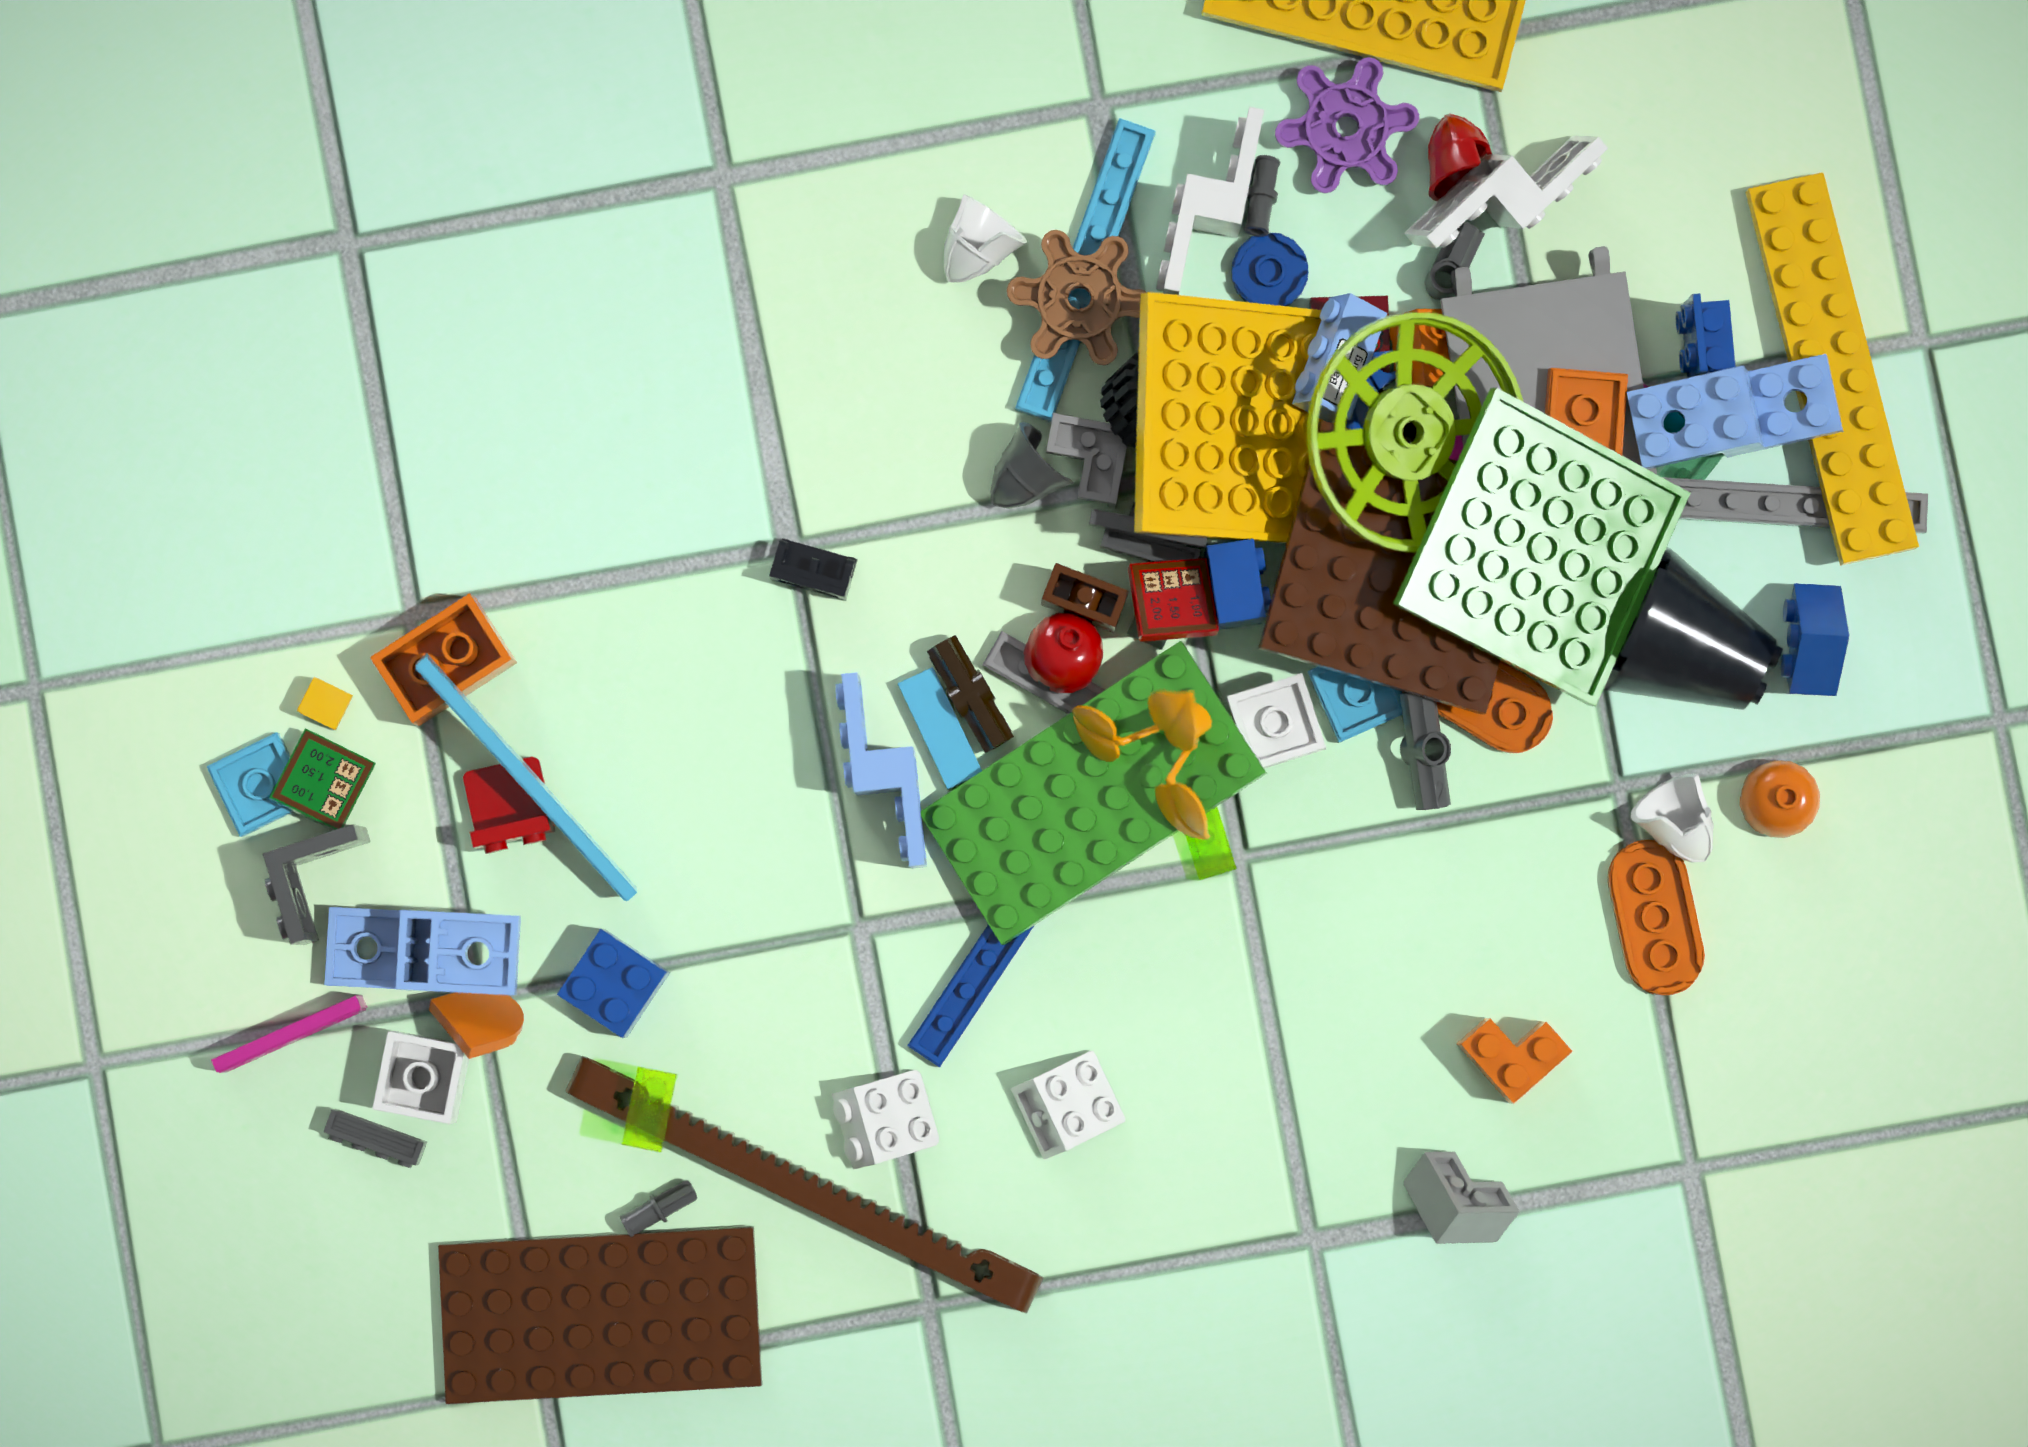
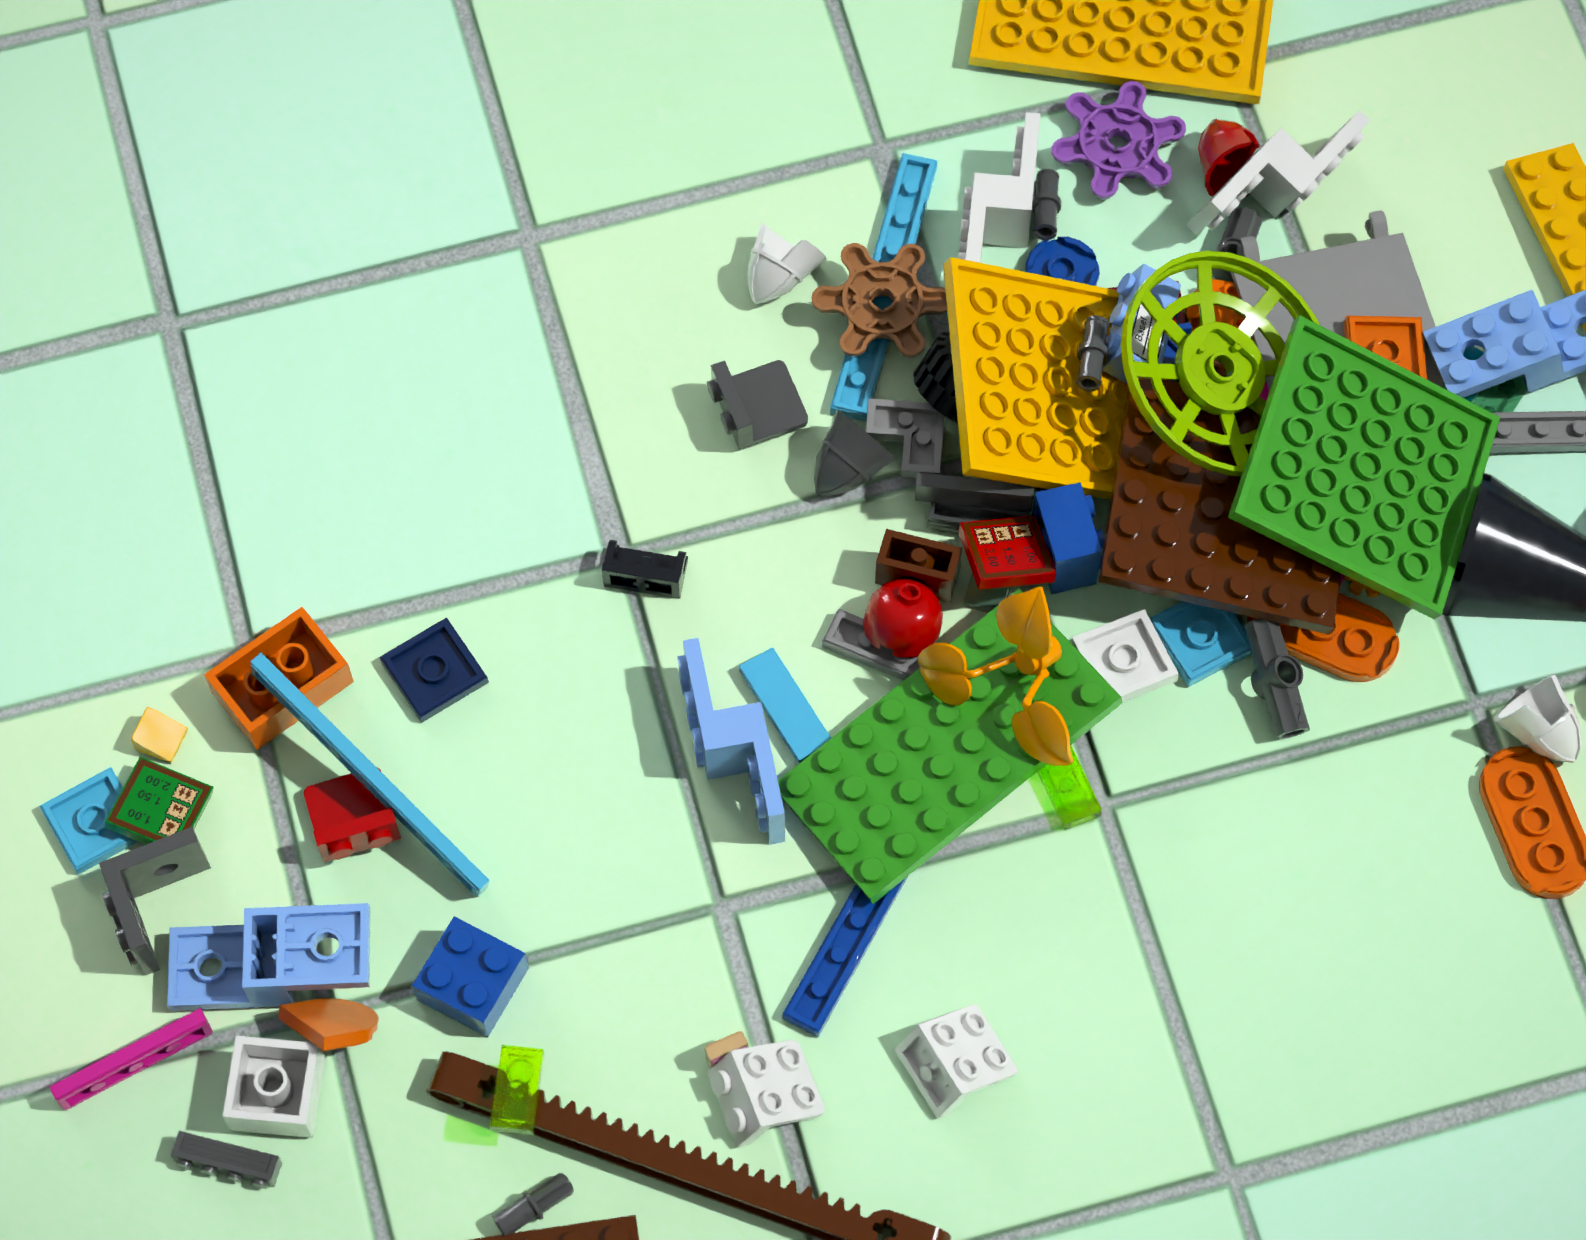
camera: 10 degrees left, 20 degrees down
(597, 656) = (434, 670): none -> dark blue tile
(850, 1078) = (717, 1050): none -> tan tile
(942, 396) = (757, 402): none -> dark grey bracket
(970, 694) = (813, 668): dark brown piece -> none
(1284, 393) = (1092, 353): none -> dark grey pin
(1454, 1205) = (1378, 1119): light grey panel -> none
(1510, 1066) = (1410, 973): orange brick -> none
(1706, 336) = (1482, 278): blue bracket -> none

